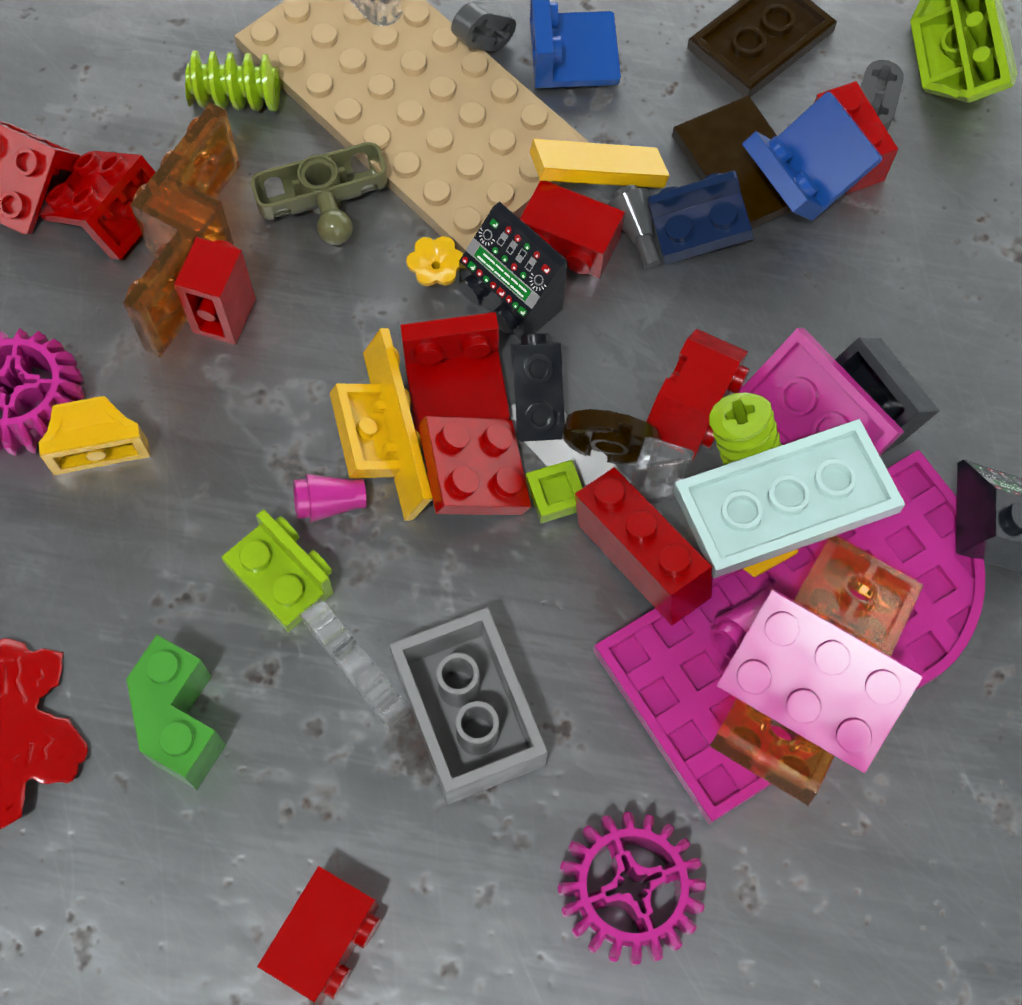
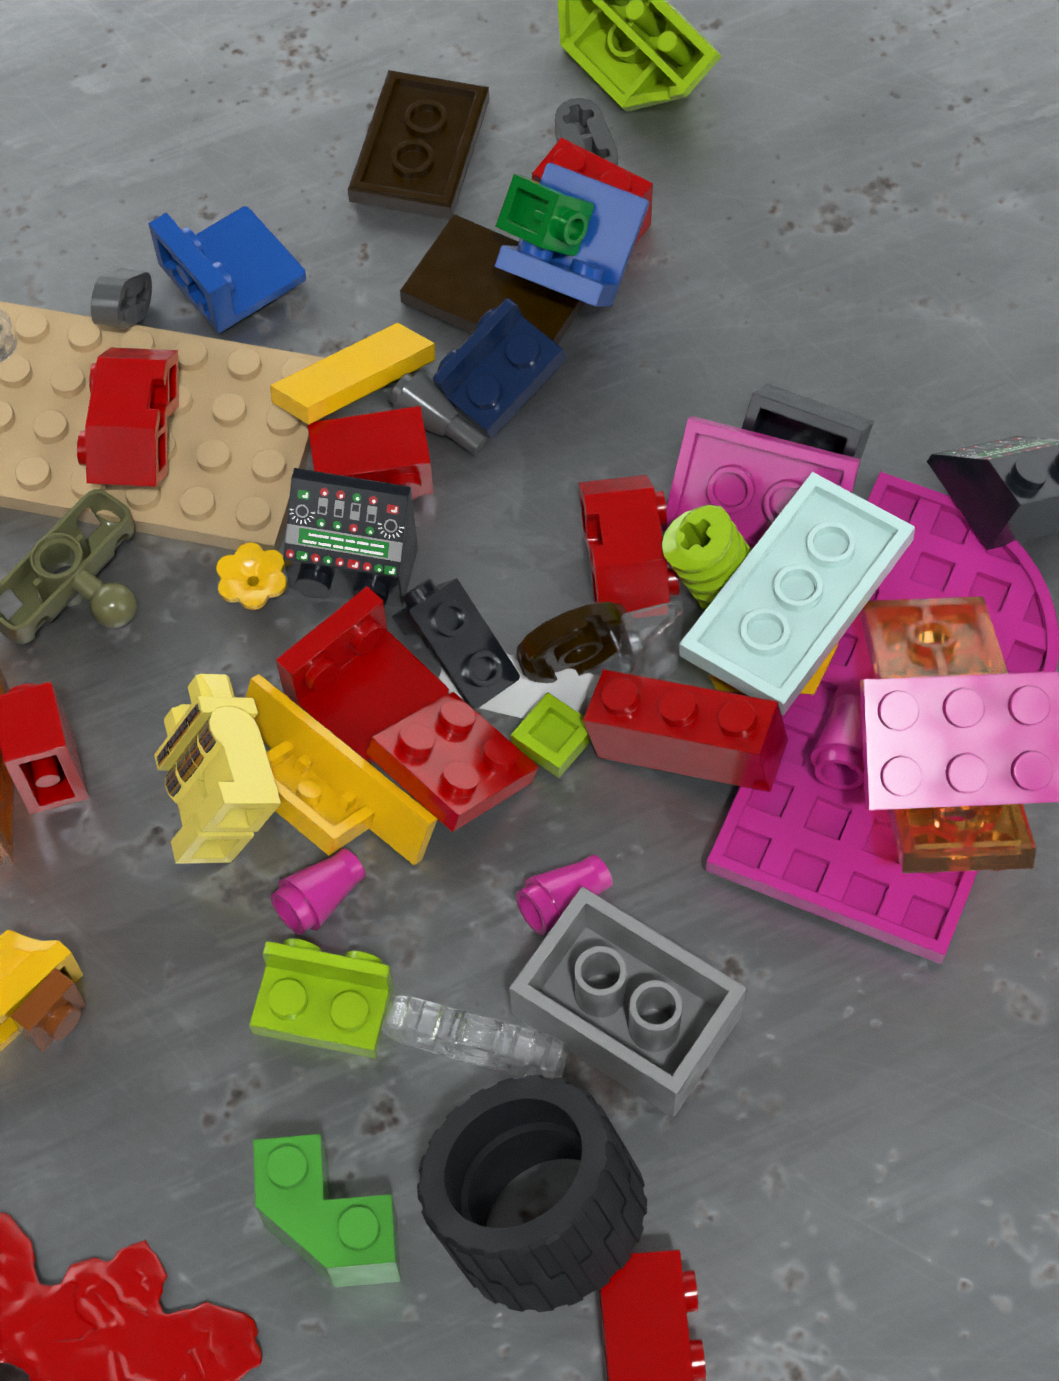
camera: 30 degrees left, 5 degrees down
(106, 466) = (49, 1011): none -> dark orange plate
(312, 845) = (570, 1245): none -> black tyre
(313, 376) = (216, 772): none -> light yellow hips
(423, 103) = (128, 416): none -> red brick
(478, 595) = (551, 892): none -> dark pink cone
(640, 914) = (934, 1087): dark pink gear -> none
(801, 128) = (544, 216): none -> green bracket

